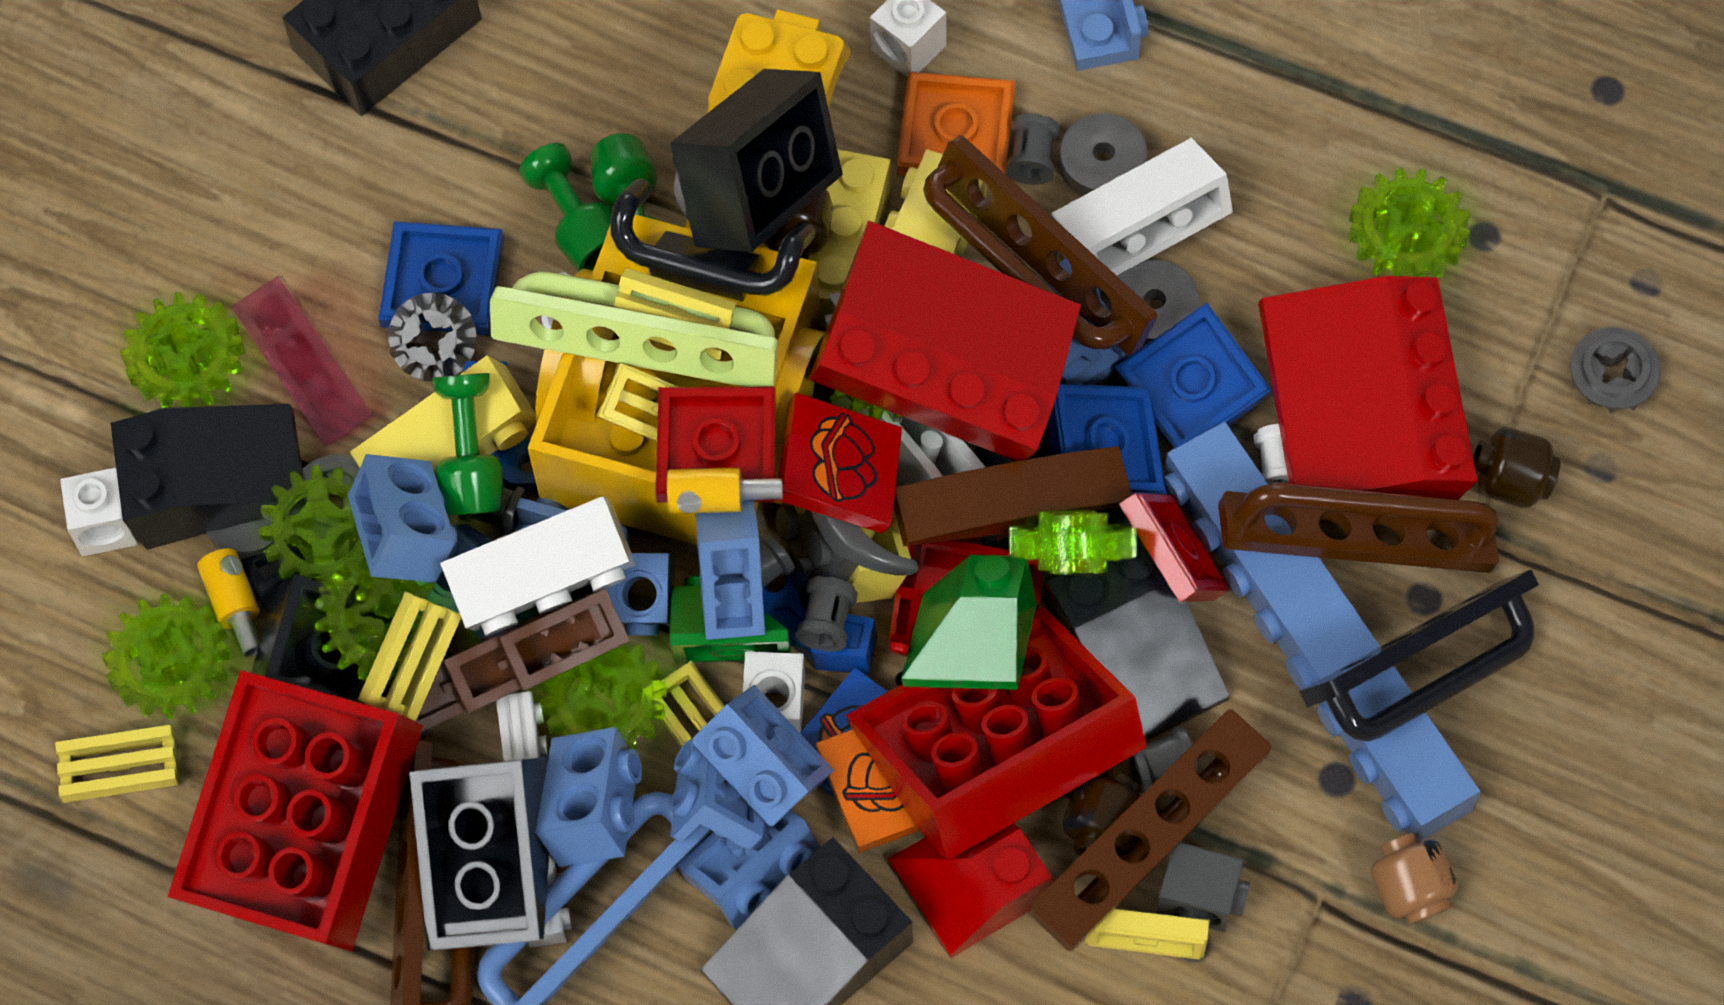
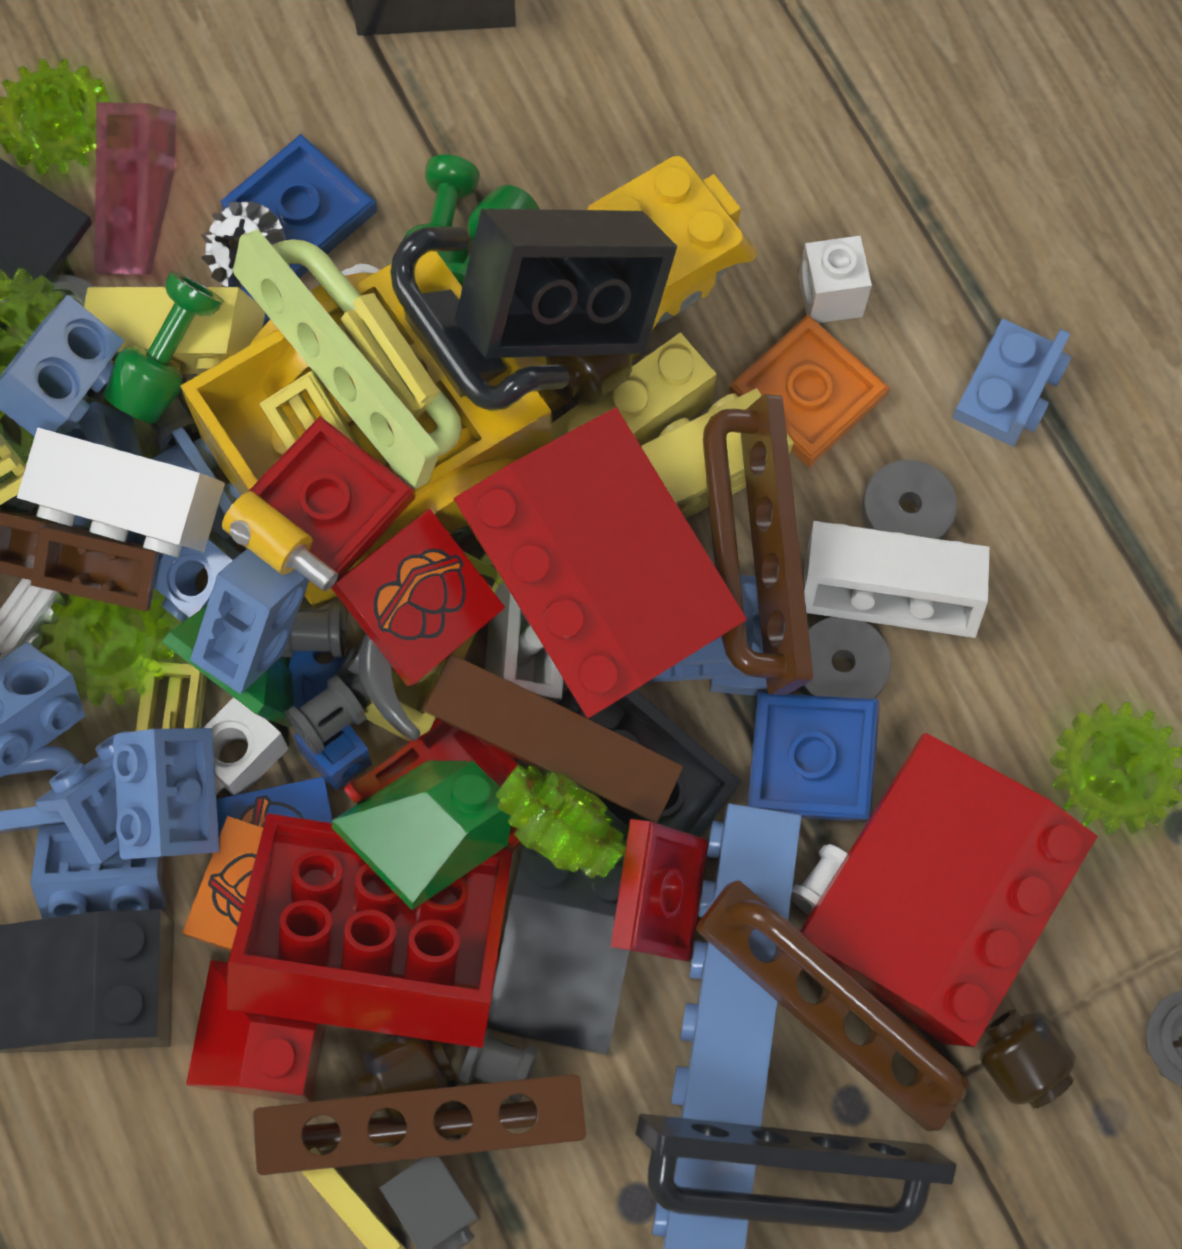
camera: 35 degrees right, 5 degrees up
(1032, 149) = (852, 455): dark grey bush -> none
(1110, 417) = (702, 737): blue tile -> none

